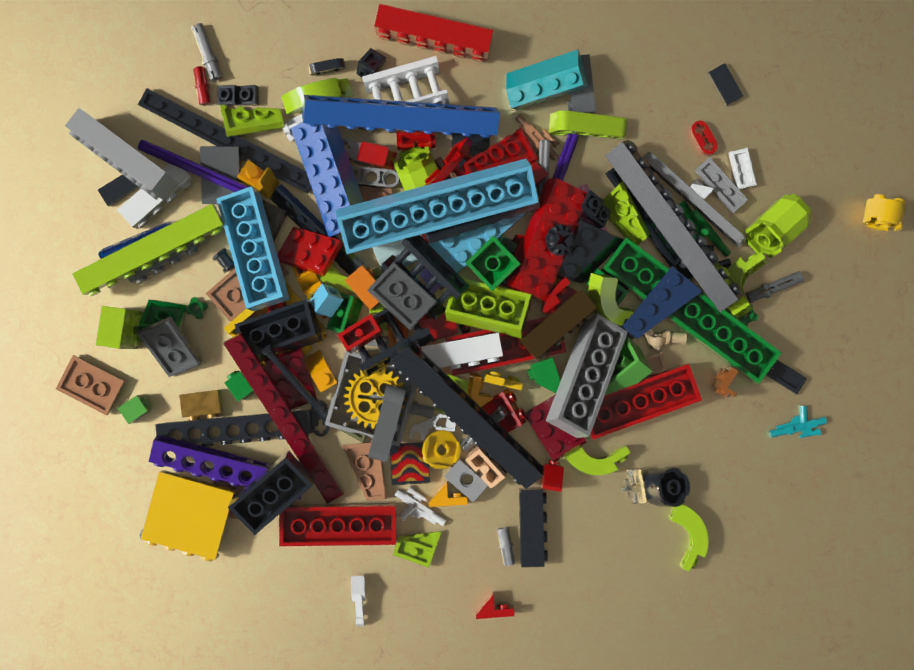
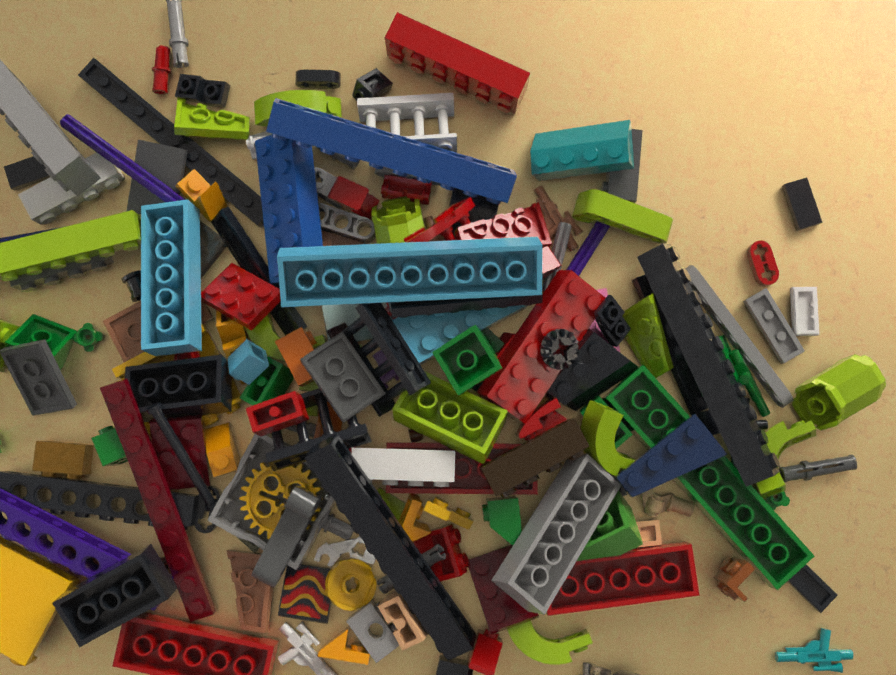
camera: 15 degrees right, 5 degrees down
(440, 327) = (383, 427): red brick -> none
(702, 190) = (750, 328): white slope -> none

